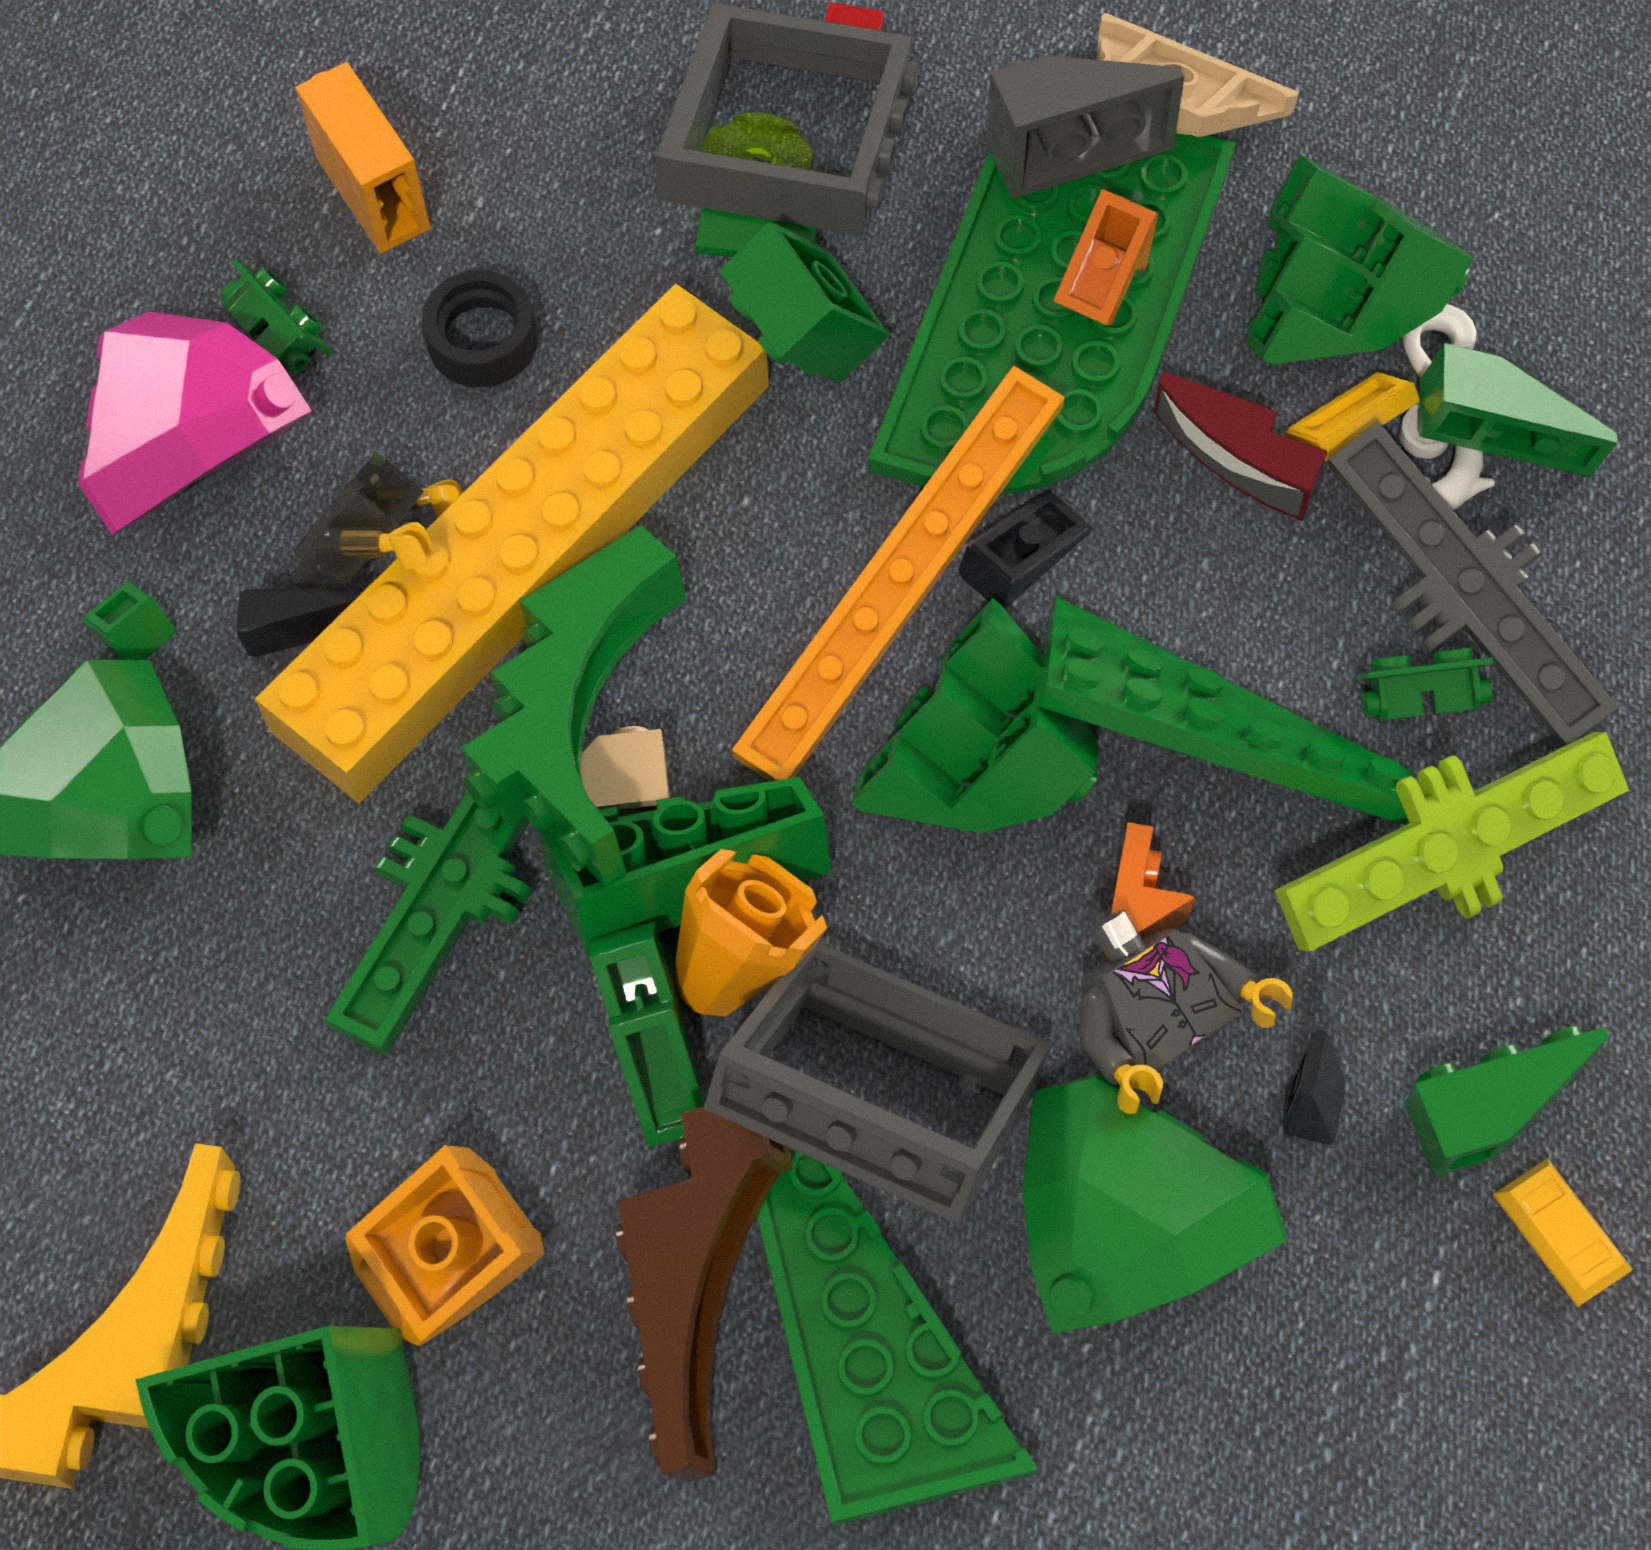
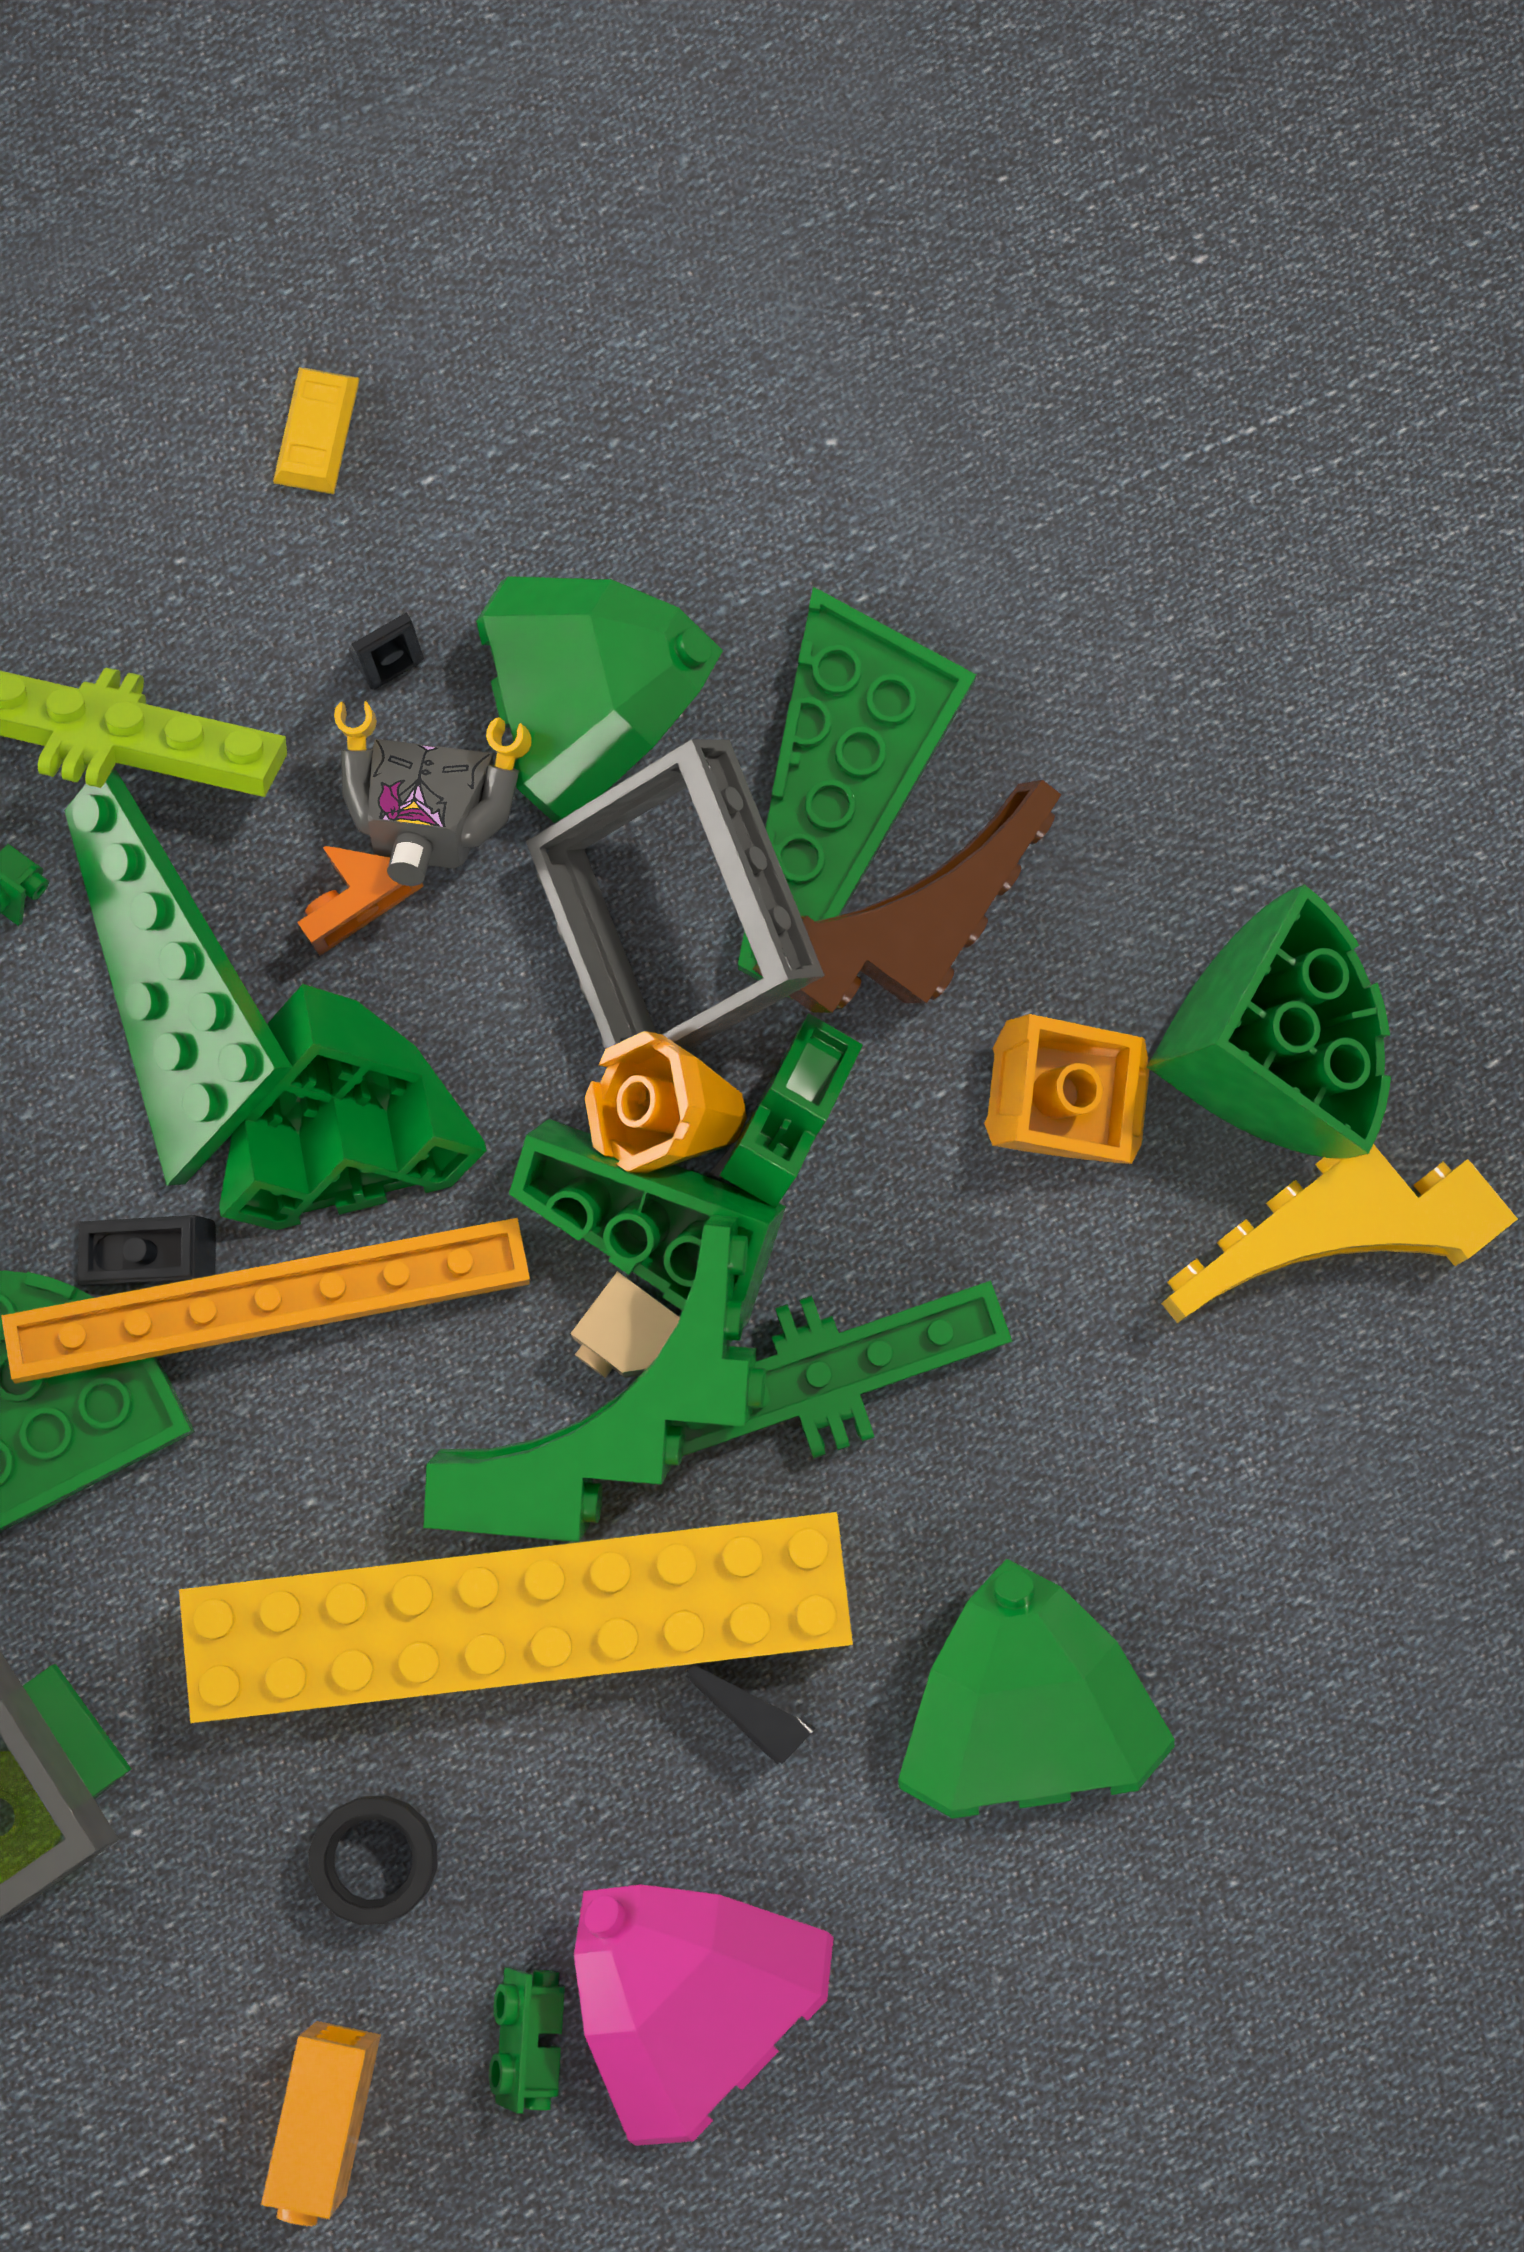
camera: 140 degrees left, 15 degrees up
(130, 623) = (882, 1847): green slope -> none
(363, 522) = (638, 1731): clear smoke torso -> none
(802, 304) = (110, 1605): green brick -> none
(1482, 1109) = (274, 534): green slope -> none

